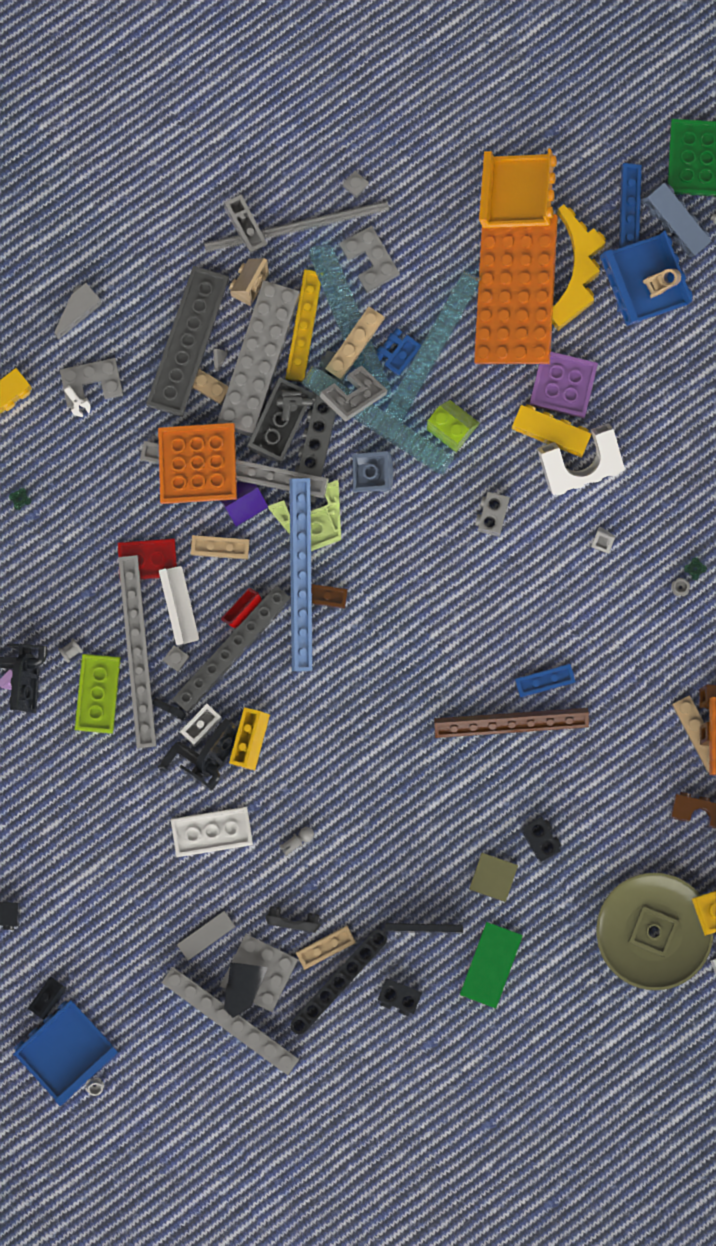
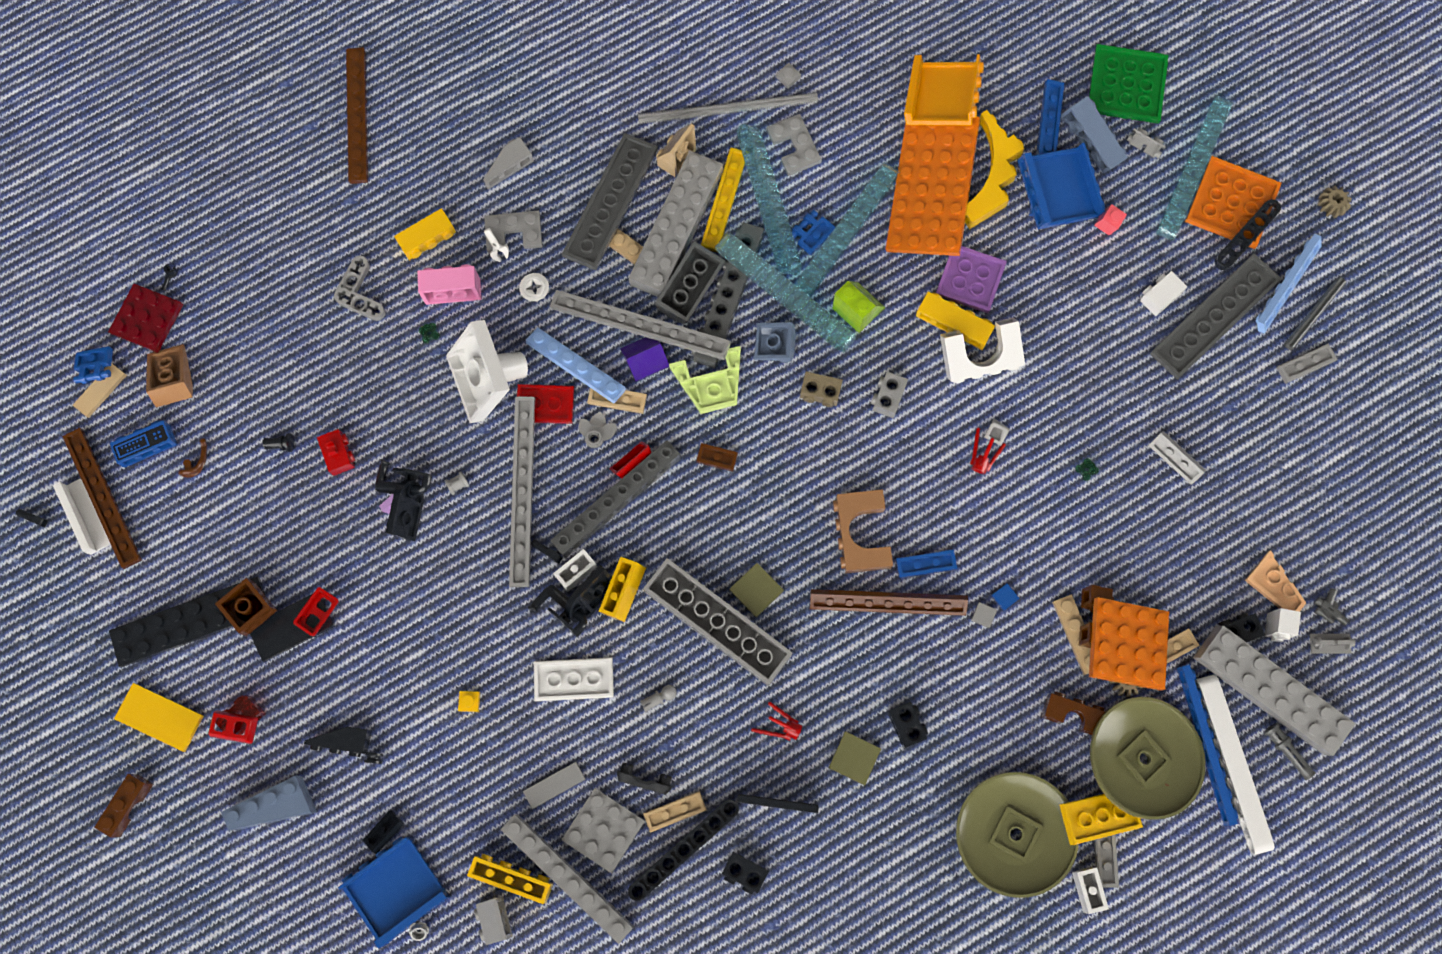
camera: 10 degrees right, 5 degrees down
(27, 929) = (373, 758): none -> black bush
(35, 448) = (449, 284): none -> bright pink brick
(82, 536) = (481, 372): none -> white piece
(97, 693) = (478, 529): lime tile -> none
(112, 864) = (468, 701): none -> yellow plate
(125, 432) = (526, 284): none -> white gear
(165, 1068) = (493, 920): none -> light grey slope
(174, 517) = (575, 365): none -> light blue plate
(176, 658) = (560, 502): light grey plate -> none
(176, 1028) = (510, 879): none -> yellow brick
(179, 605) = (569, 450): white panel -> none
(197, 463) = (604, 314): orange plate -> none
(203, 578) = (596, 427): none -> light grey plate
(219, 358) = (639, 220): light grey slope -> none
(242, 987) = (583, 844): black panel -> none
(244, 223) = (677, 96): light grey slope -> none
(291, 402) = (702, 265): dark grey piece -> none
(300, 574) = (692, 432): medium blue plate -> none
(346, 760) = (717, 622): none -> light grey brick
(347, 406) = (777, 263): light grey plate -> none
(355, 343) = (771, 216): tan plate -> none
(381, 724) = (756, 590): none -> olive tile
(424, 510) = (822, 384): none -> dark tan brick
(429, 856) = (791, 728): none -> red plant
(476, 682) = (855, 557): none -> medium nougat arch
(491, 965) = (843, 850): green tile -> none
(590, 574) = (982, 464): none -> red plant
(606, 724) = (984, 615): none -> light grey tile
(625, 704) = (1005, 597): none -> blue tile
(659, 283) = (1075, 190): tan piece -> none
(680, 582) = (1070, 481): light grey plate -> none
(699, 308) = (1110, 219): none -> coral brick

